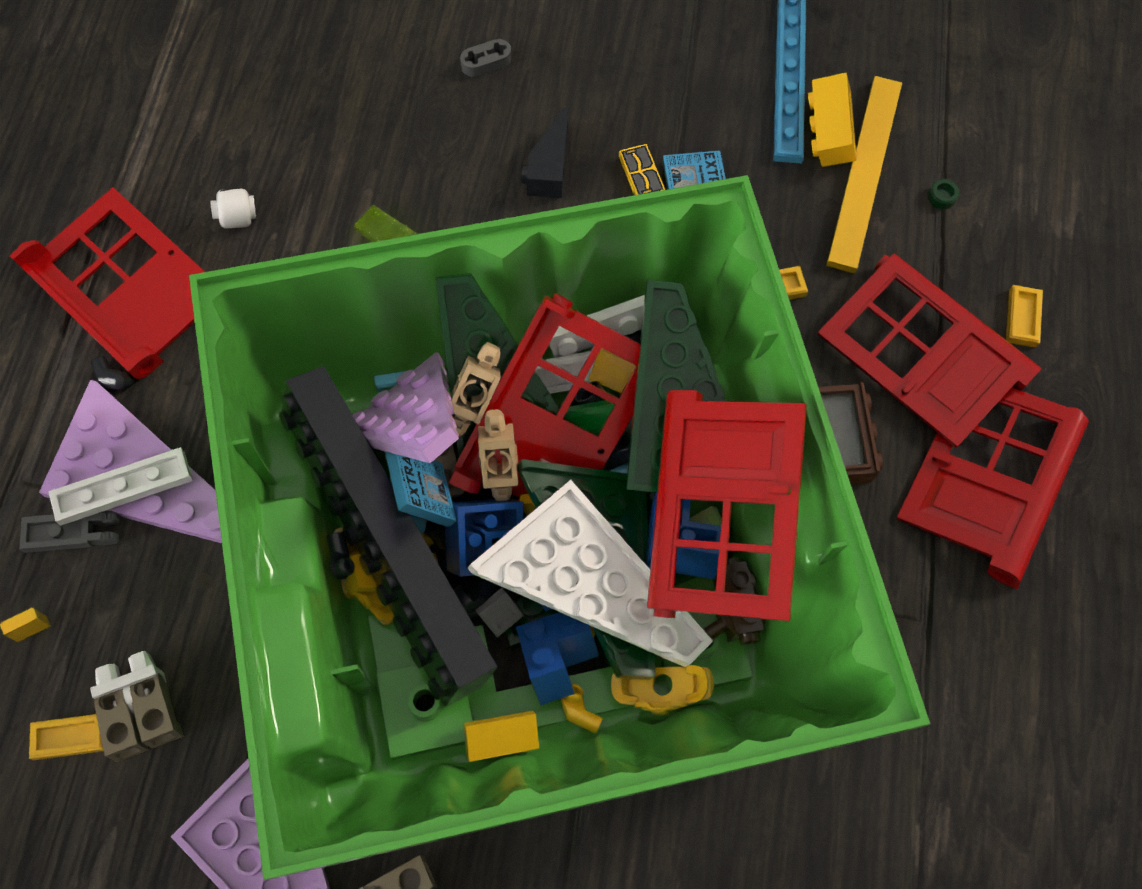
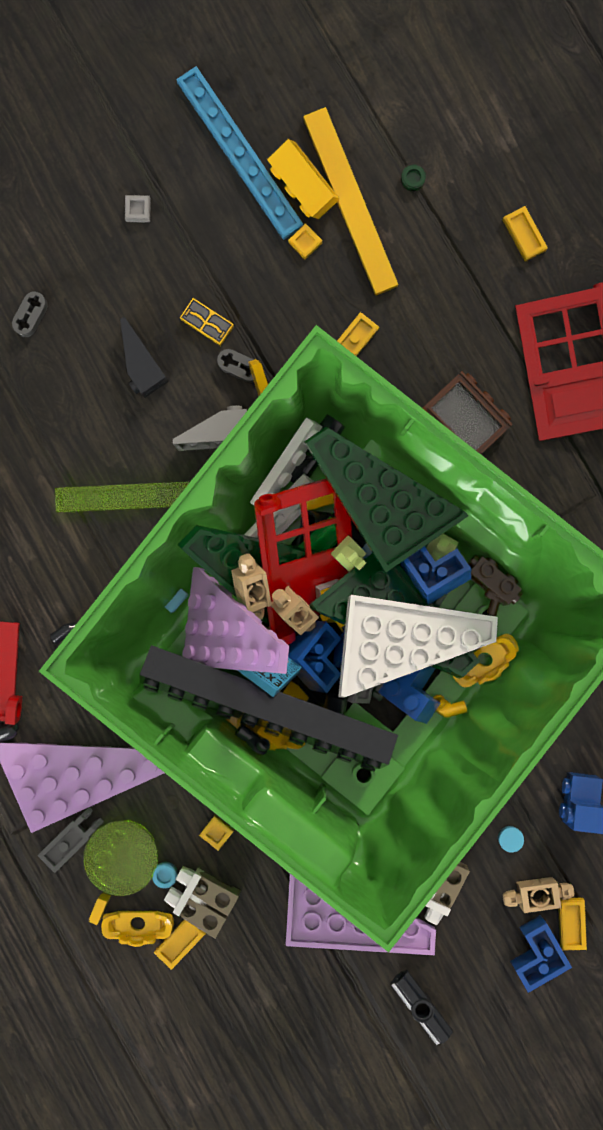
camera: 30 degrees left, 20 degrees up
(24, 663) = (118, 926): none -> yellow piece
(98, 593) = (120, 858): none -> clear neon green tile
(120, 486) = (79, 794): white plate -> none
(121, 647) = (165, 875): none -> medium azure tile
(216, 649) = (216, 832): none -> yellow tile
(501, 736) = (418, 757): yellow tile -> none
(603, 451) = (349, 554): none -> yellowish green tile
(658, 46) = (137, 208): none -> light grey tile
(692, 168) = (245, 298): dark azure tile -> none
(727, 456) = (444, 520): red door -> none
(793, 174) = (305, 241): none -> yellow tile
(956, 377) = (514, 314): red door -> none

